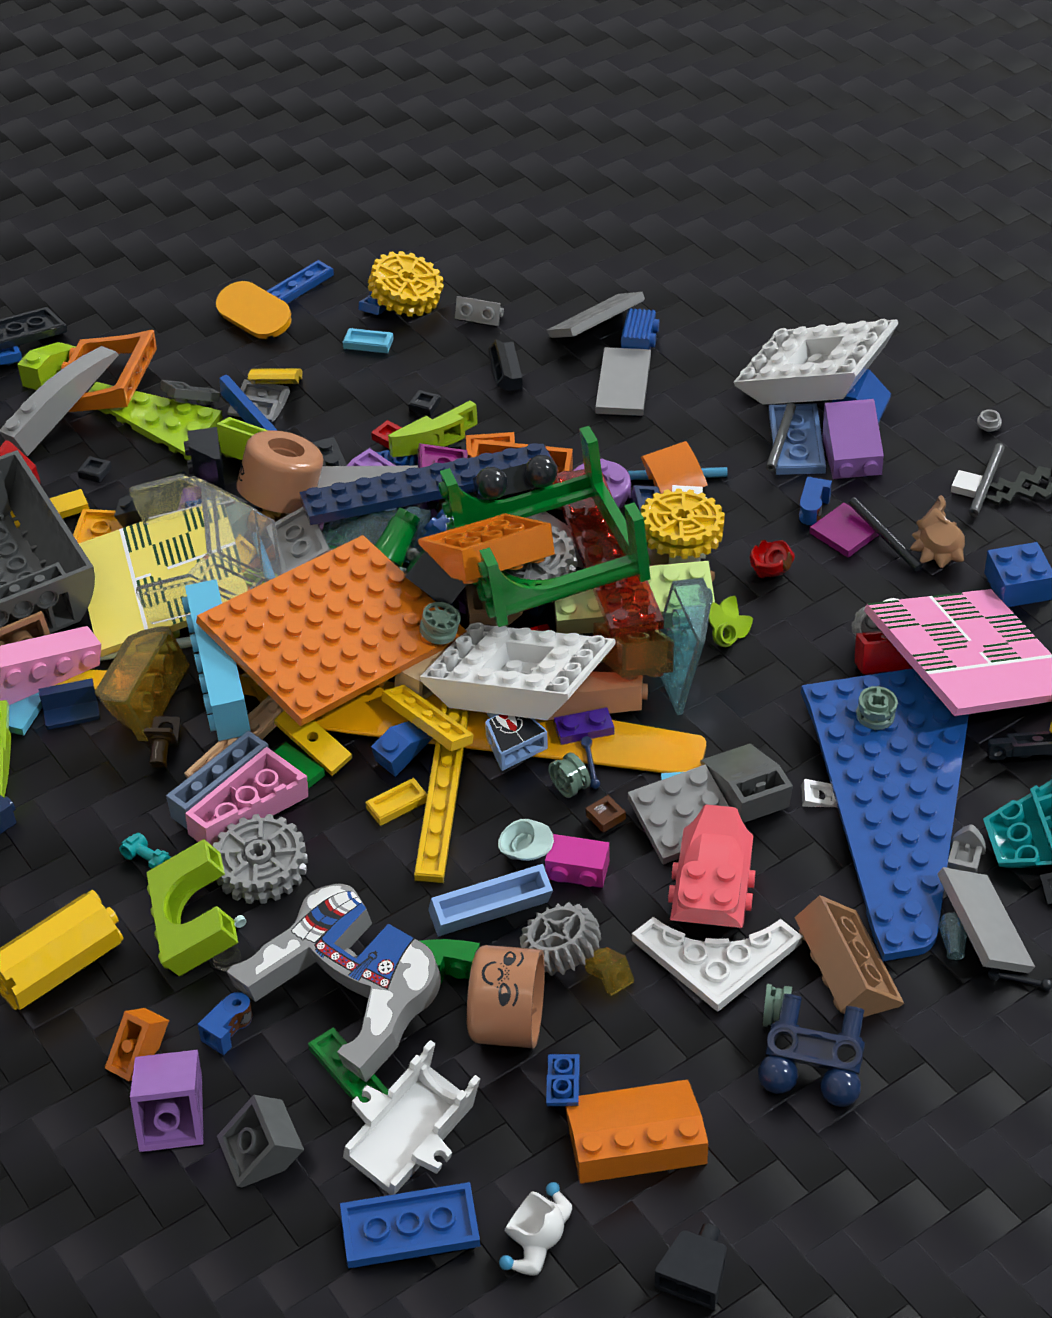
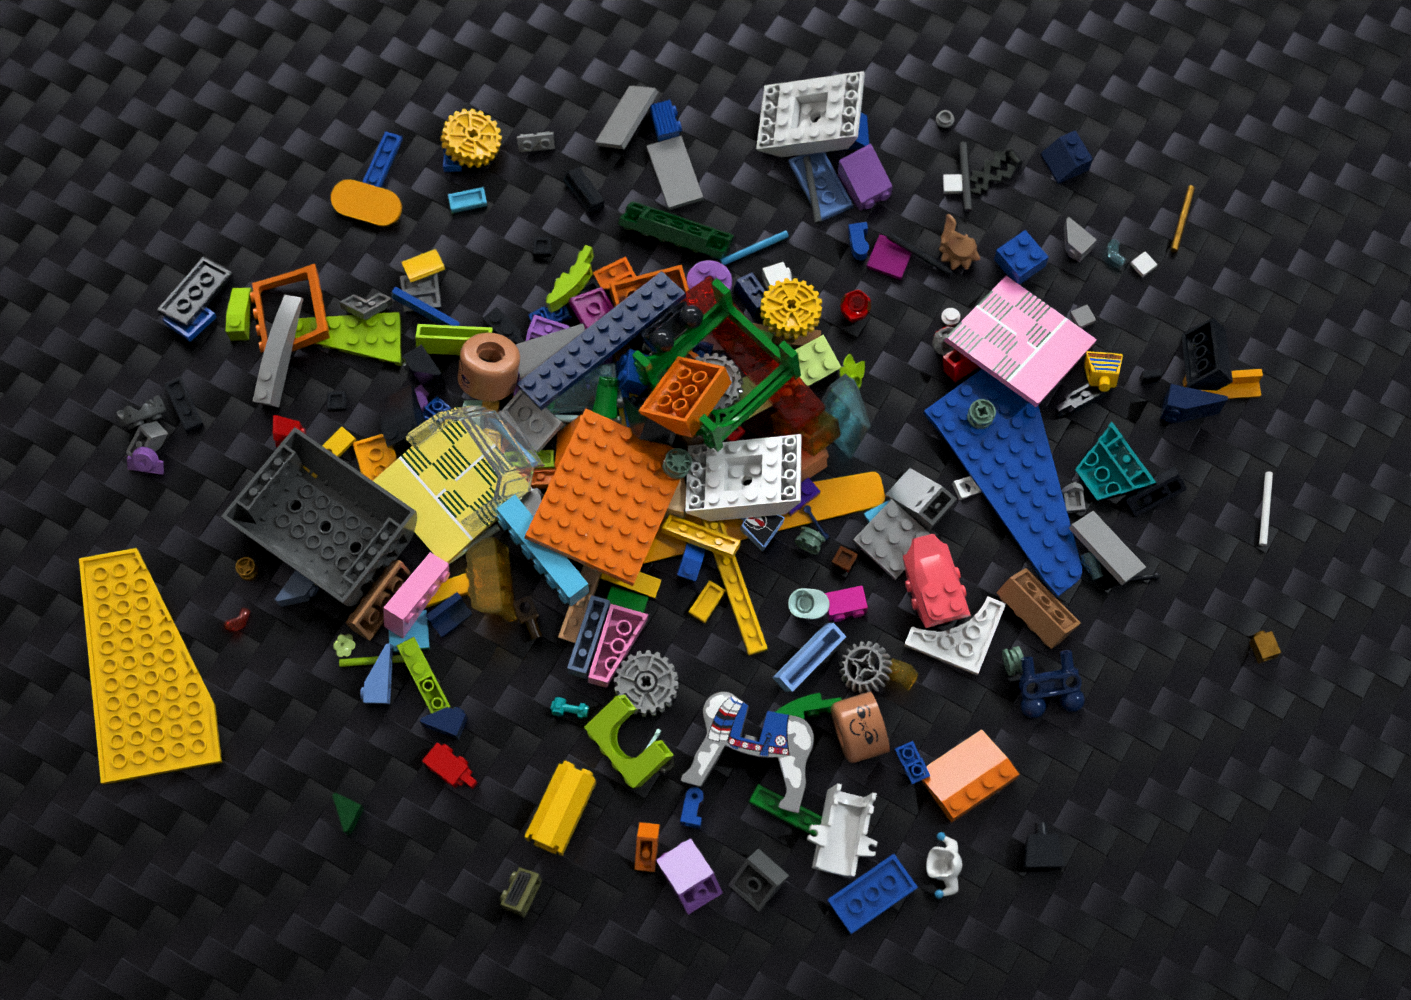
camera: 25 degrees left, 25 degrees up
(381, 433) = (534, 289): red plate -> none
(570, 418) = (676, 230): none -> dark green slope
(674, 467) = (754, 250): orange slope -> none

